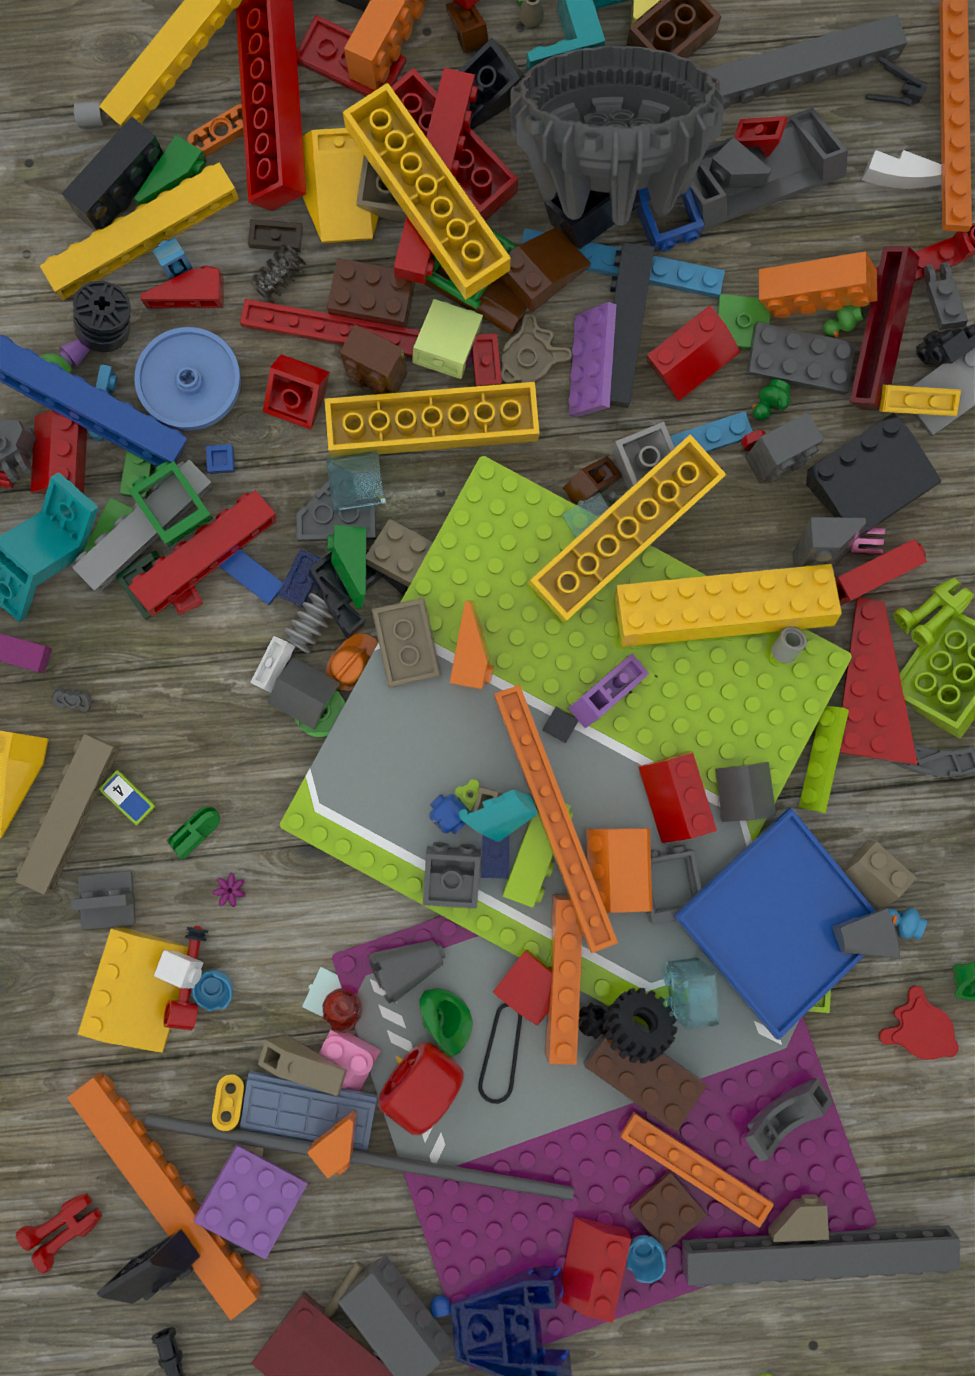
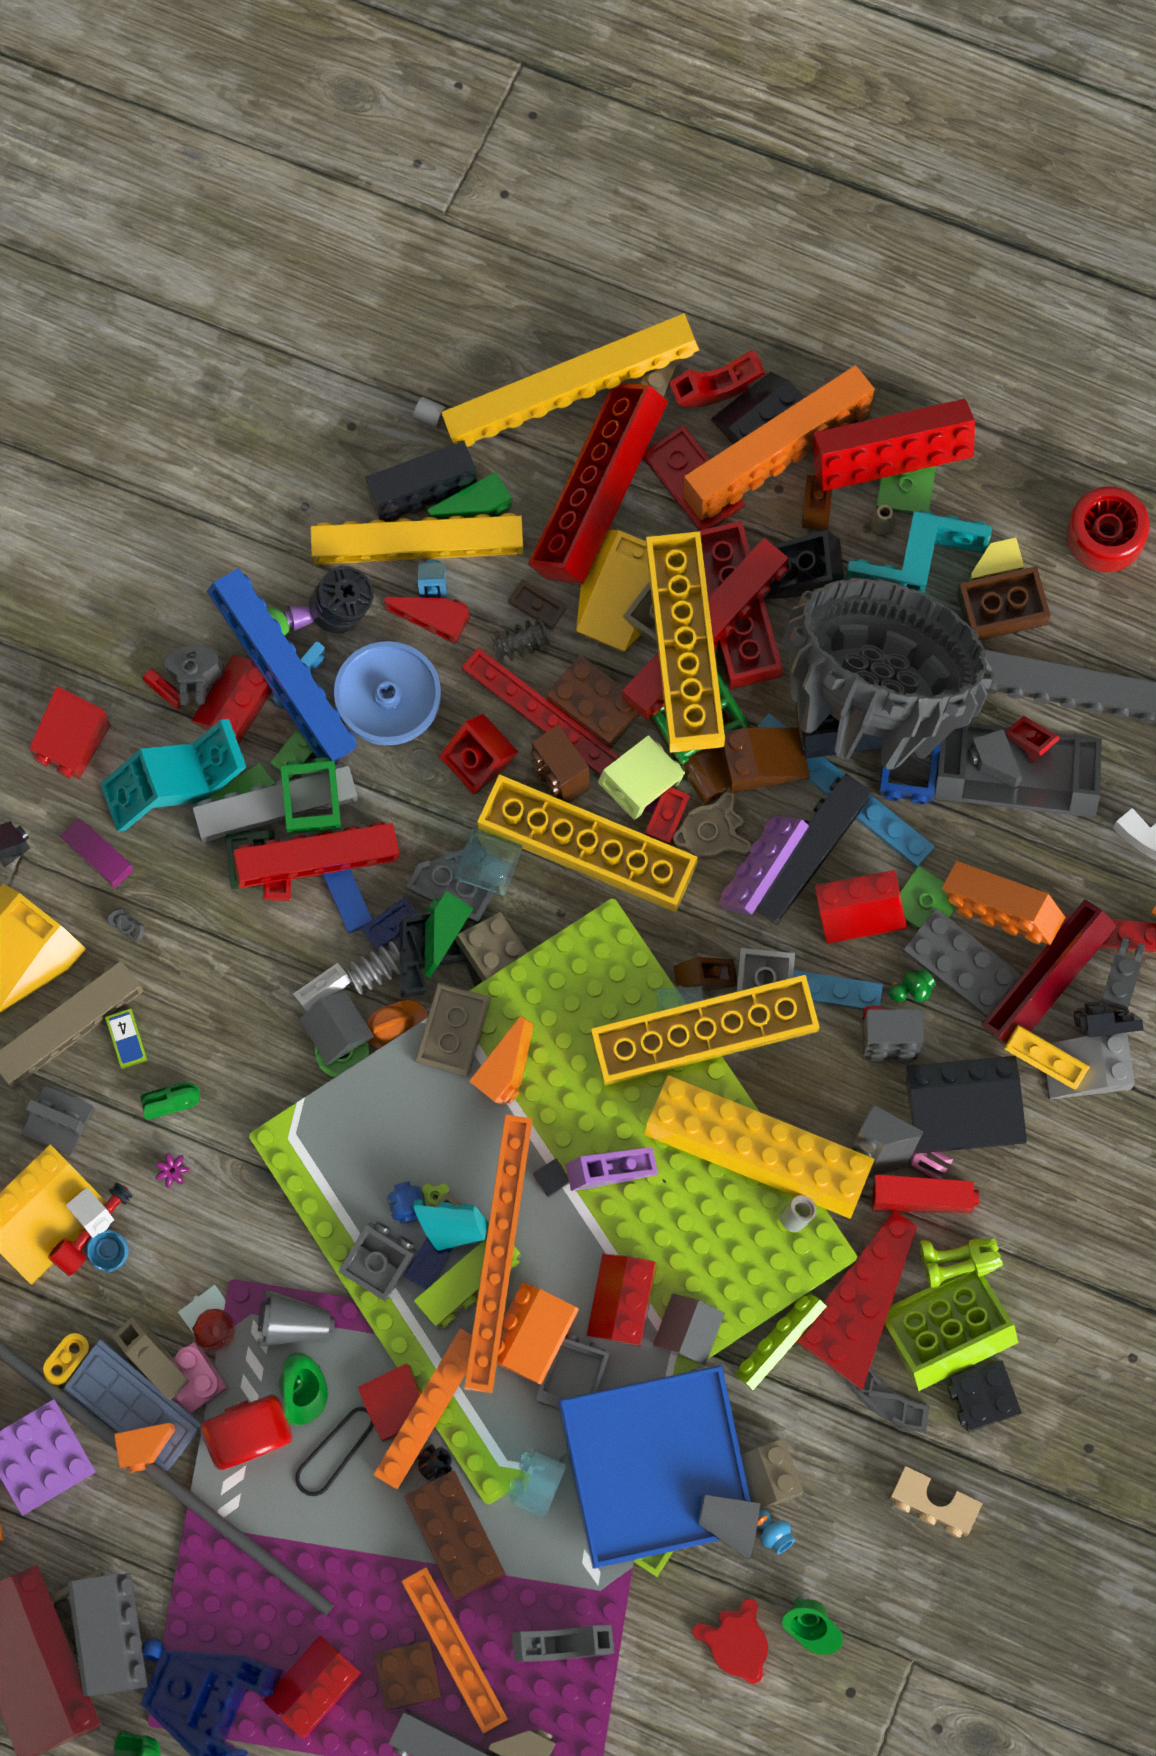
camera: 35 degrees right, 10 degrees down
(210, 127) = (520, 479): orange beam -> none
(220, 459) = (377, 779): blue plate -> none
(628, 1037) = (460, 1491): black tyre -> none
(646, 1259) = (363, 1702): dark azure hair -> none
(847, 320) = (1022, 949): bright green animal -> none

